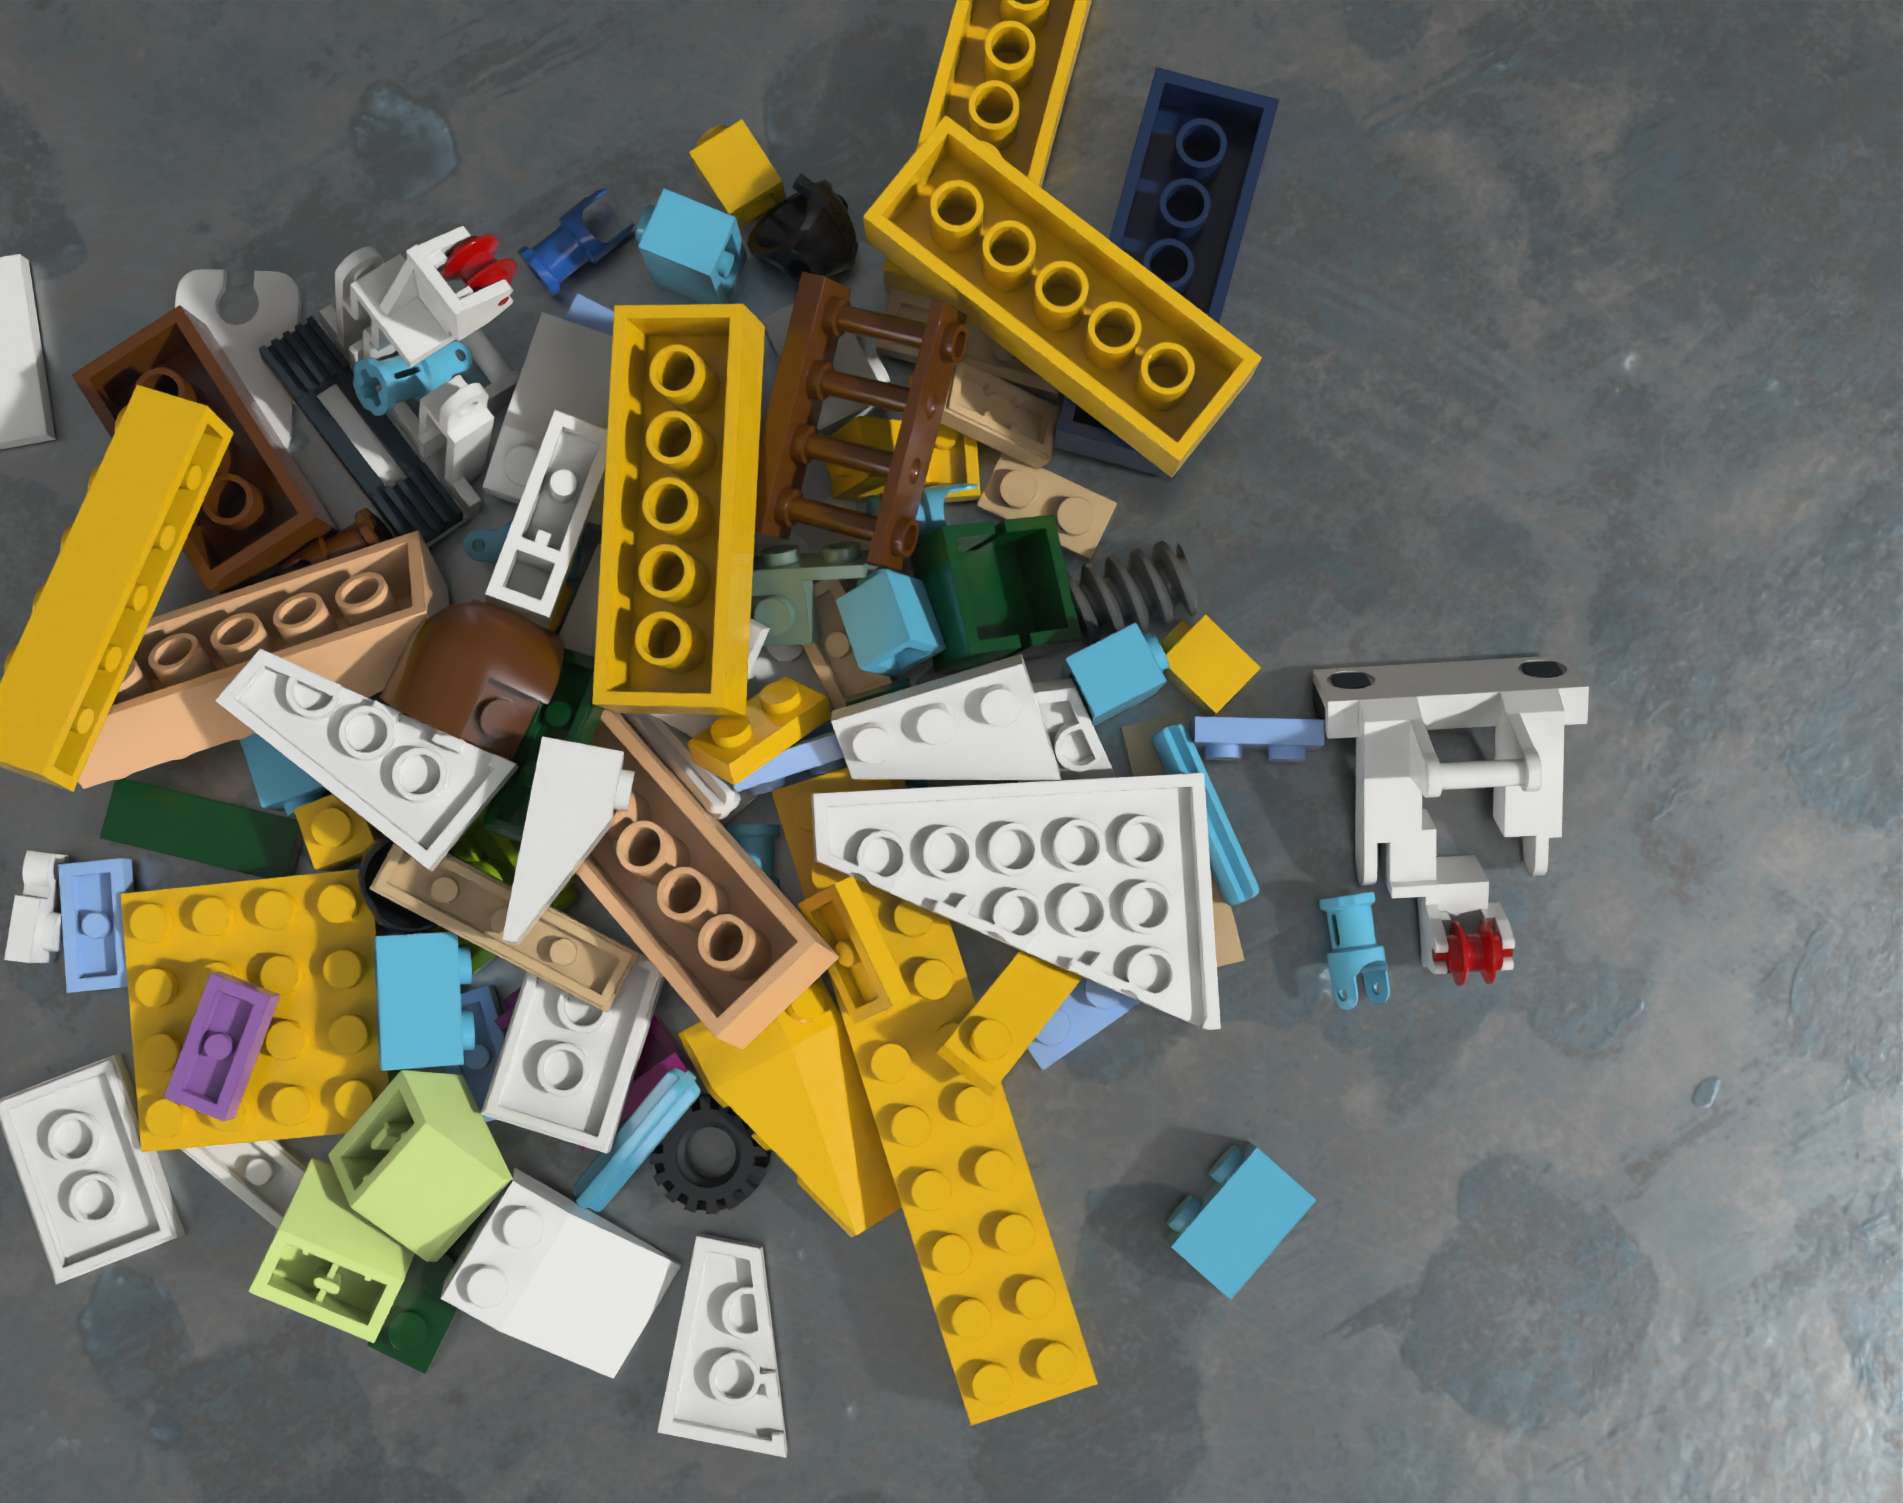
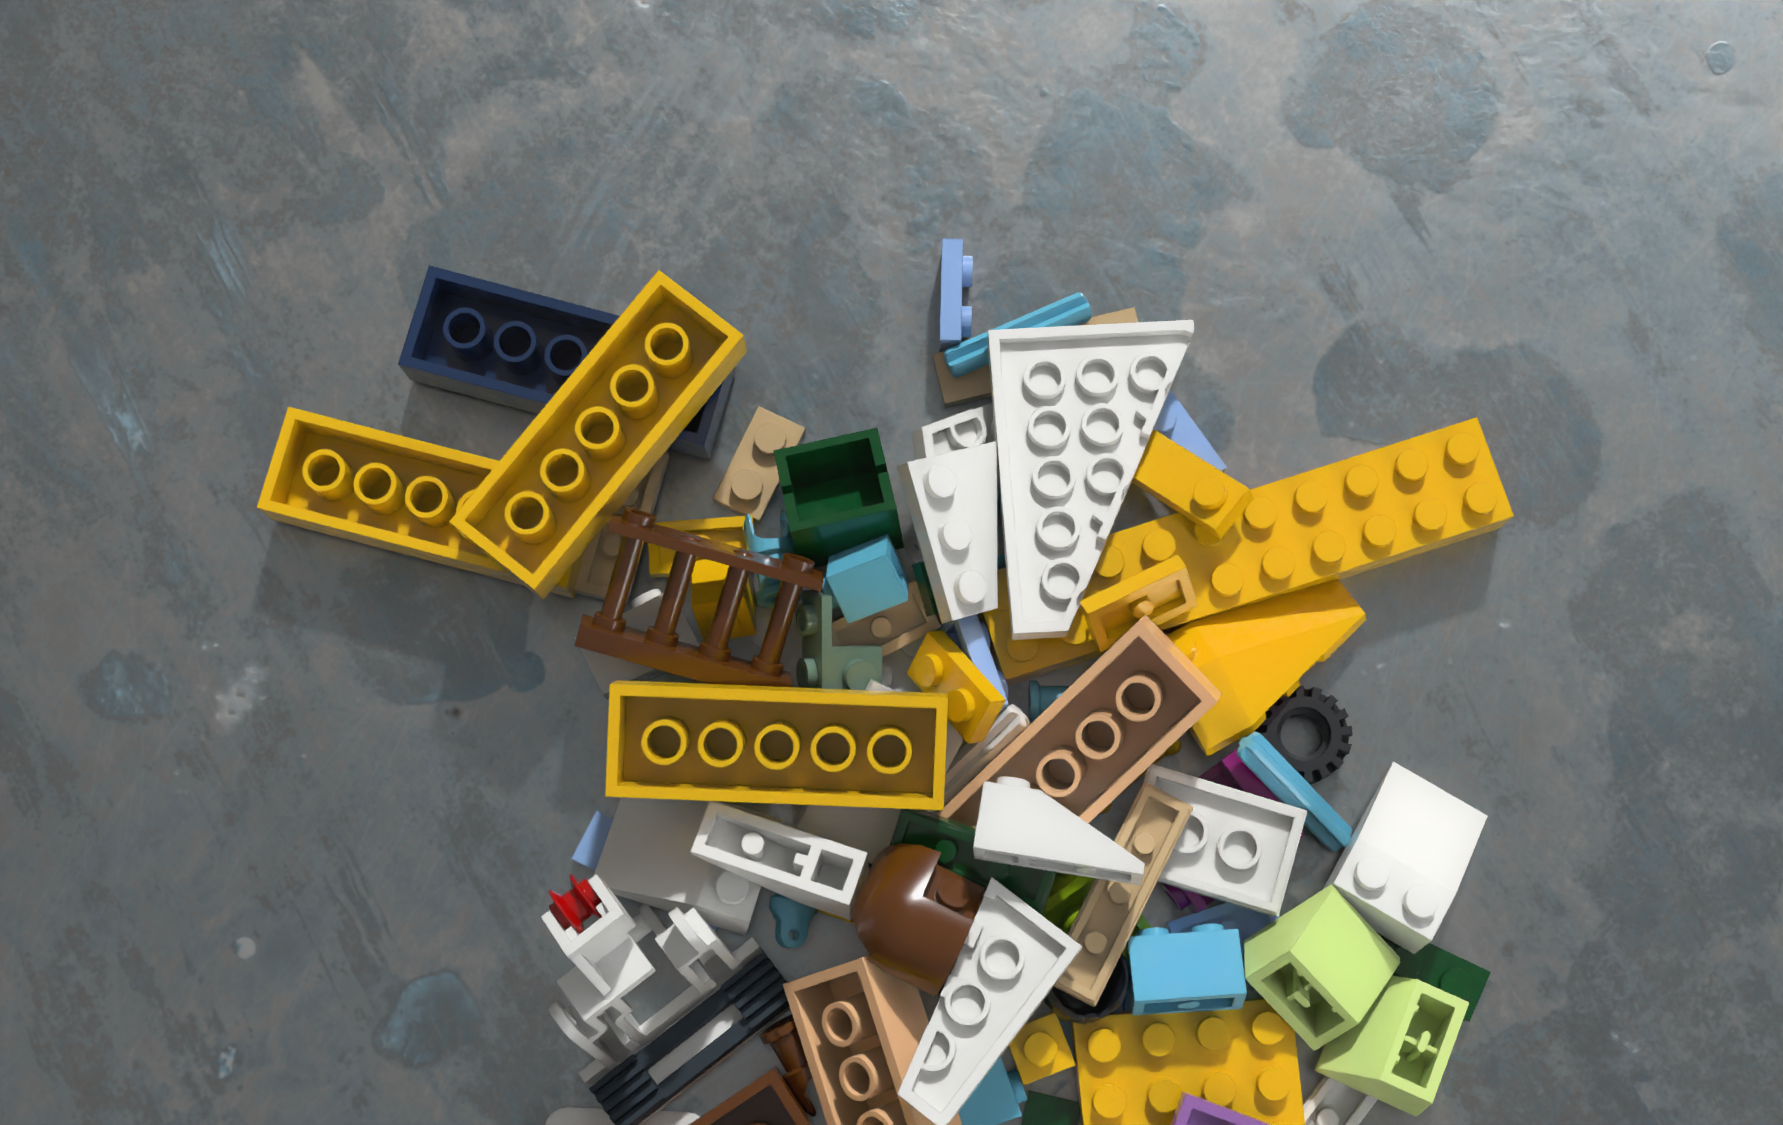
camera: 90 degrees left, 5 degrees down
(404, 383) = (651, 999): medium azure piece -> none
(568, 247) = (528, 864): blue piece -> none
(691, 248) = (541, 753): medium azure brick -> none
(724, 1353) = (1463, 723): white wing -> none
(737, 173) = (470, 721): yellow brick -> none
(807, 232) = (525, 662): black helmet -> none
(1000, 415) = (689, 492): tan plate -> none
(1117, 672) = (904, 399): medium azure brick -> none
(1133, 590) = (831, 389): dark grey piece -> none
(1206, 664) = (895, 335): yellow brick -> none
(1237, 1218) = (1340, 312): medium azure brick -> none
(1355, 949) = (1123, 221): medium azure piece -> none
(1396, 764) = (938, 186): white container -> none

